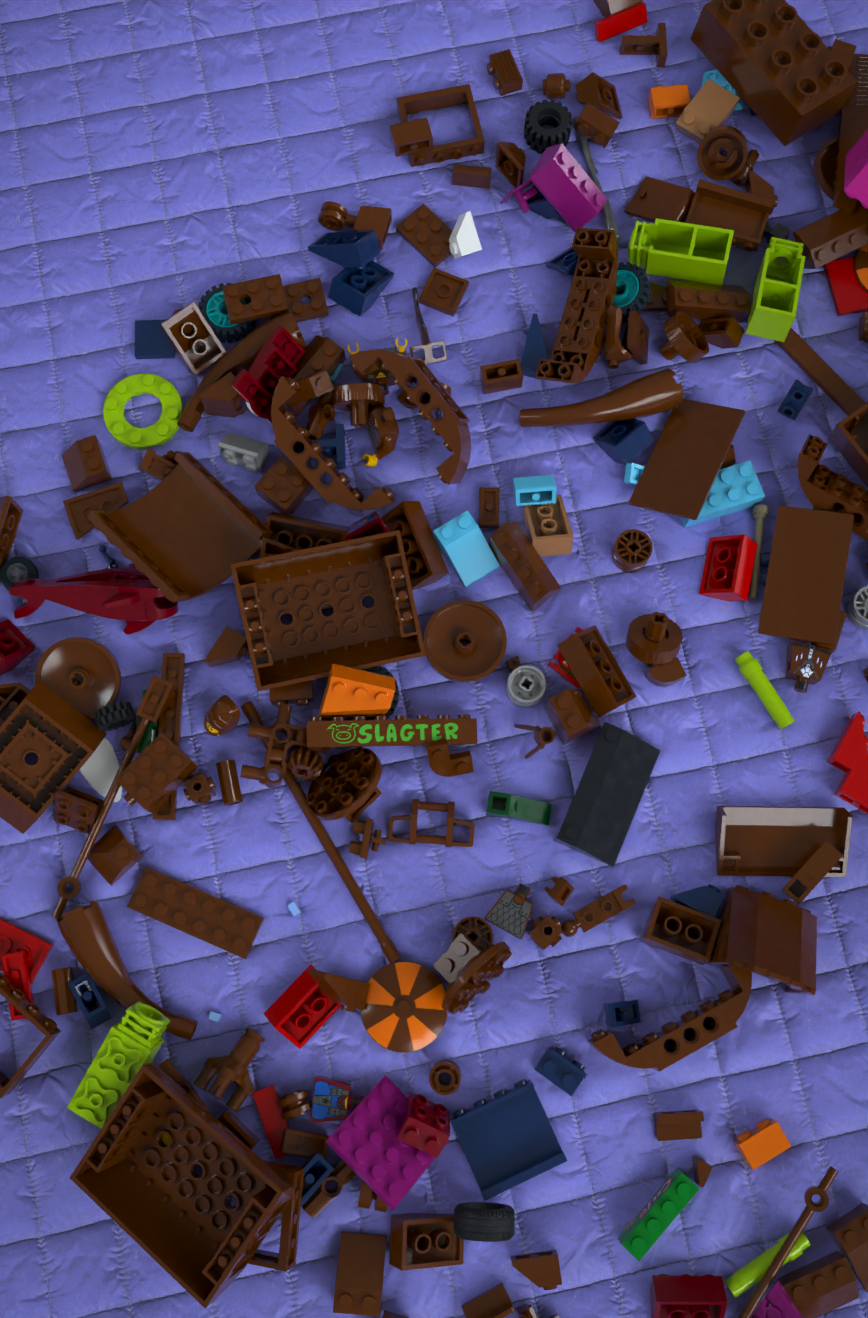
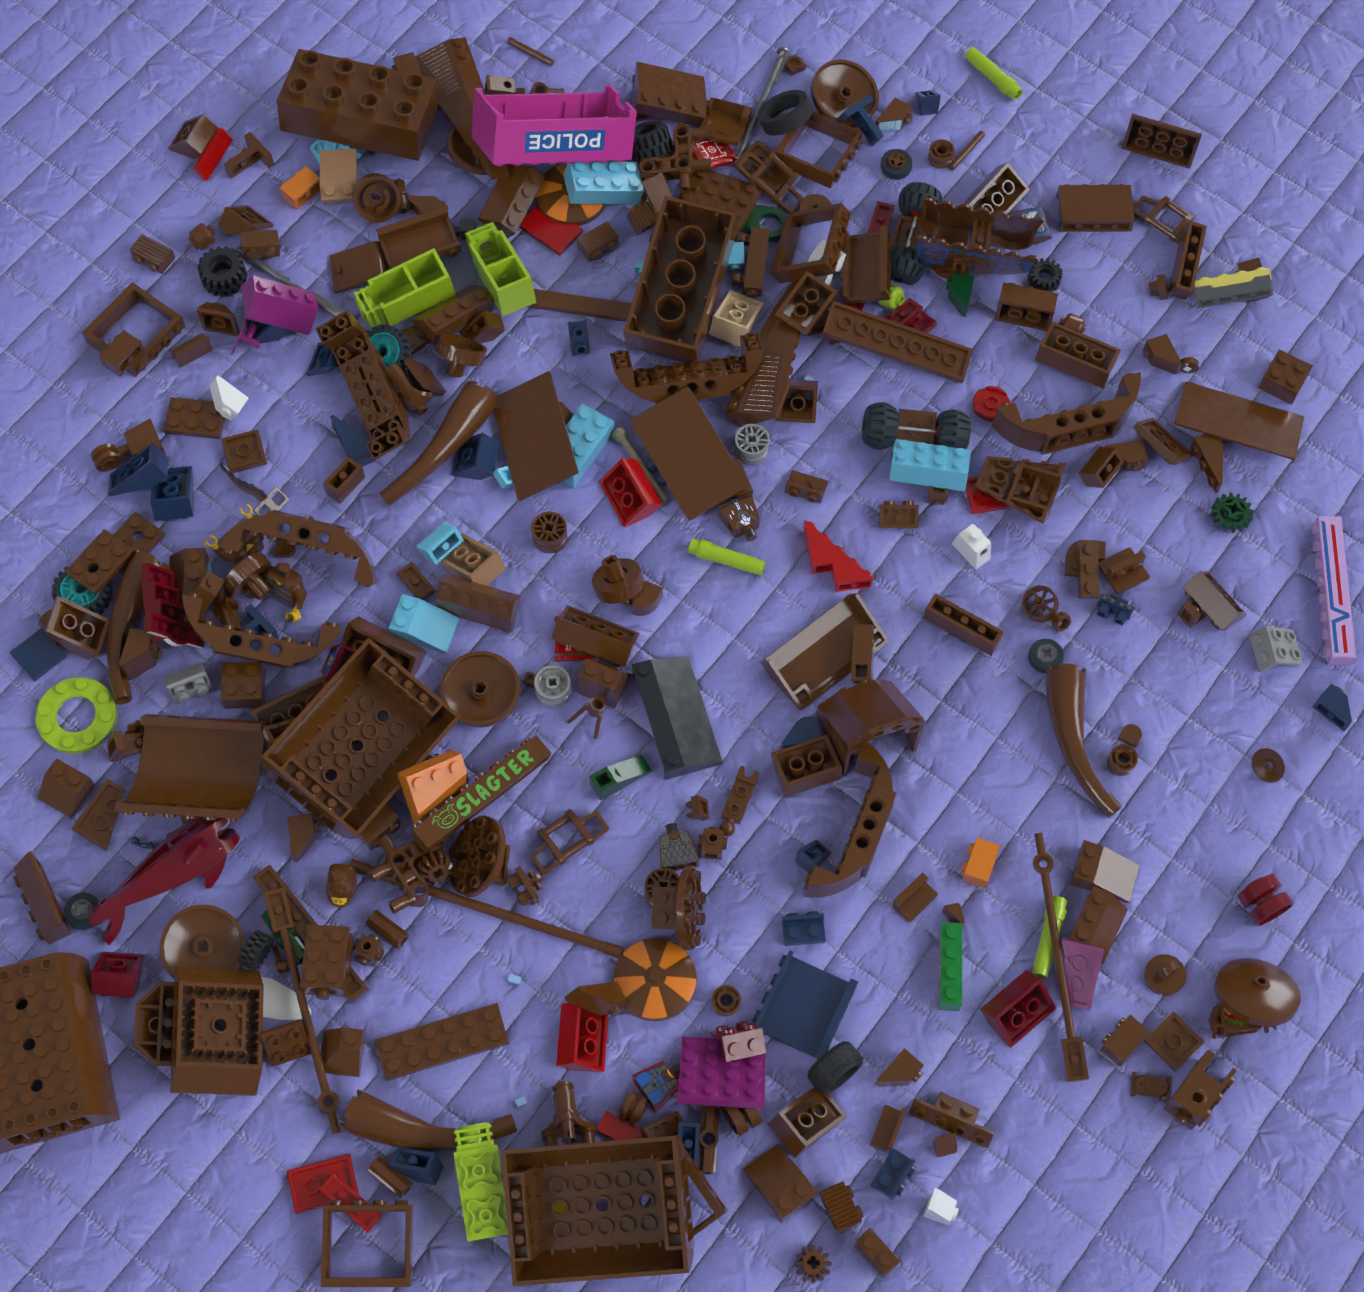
camera: 40 degrees left, 10 degrees down
(446, 764) = (542, 785): reddish brown plate -> none

